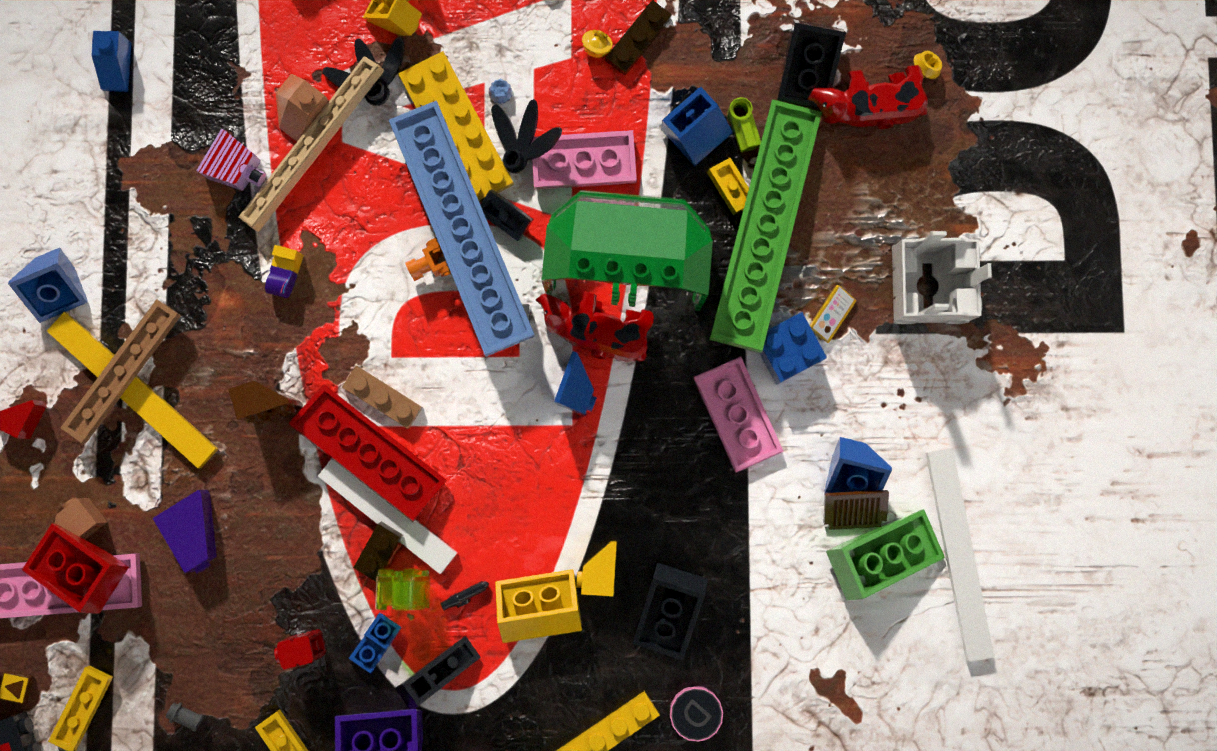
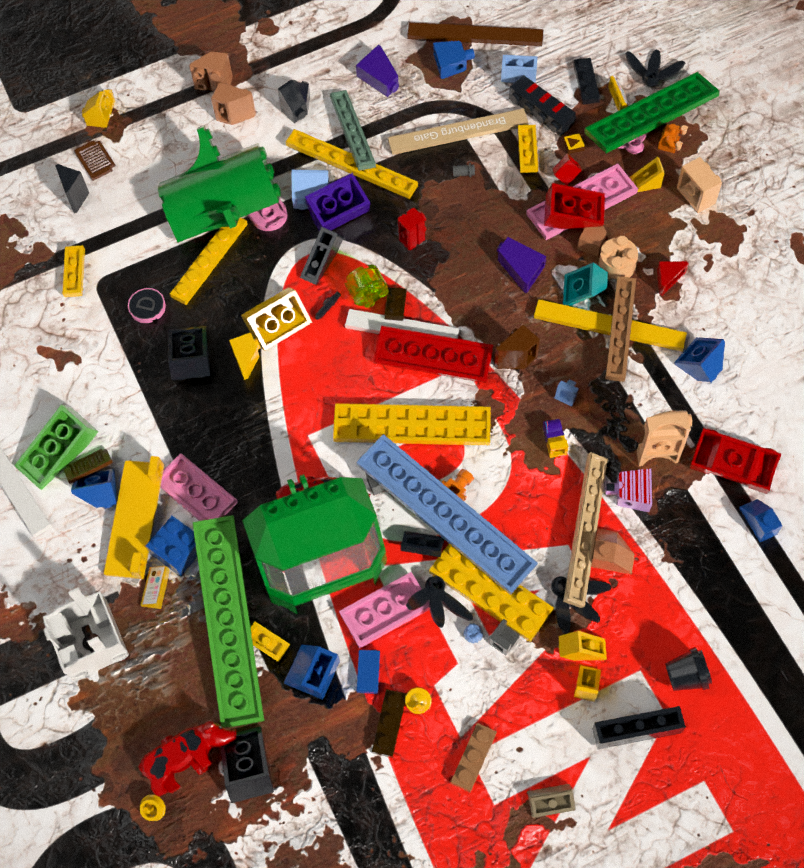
camera: 160 degrees right, 20 degrees down
(49, 646) = (567, 169): none -> red panel
(50, 470) = (618, 257): none -> light nougat brick
(96, 138) = (735, 460): none -> red piece
(131, 456) = (584, 284): none -> teal slope
(157, 185) = (664, 436): none -> light nougat piece
(235, 321) = (566, 392): none -> medium blue tile
(375, 643) = (370, 252): blue slope -> none
(382, 397) = (444, 393): medium nougat plate -> none
(441, 372) = (412, 424): none -> yellow plate
(471, 67) = (503, 638): none -> dark grey panel
(575, 388) = (313, 451): blue slope -> none
(635, 102) = (368, 671): none -> blue tile
(744, 127) = (276, 690): lime piece -> none
(825, 408) = (134, 518): none -> yellow bracket

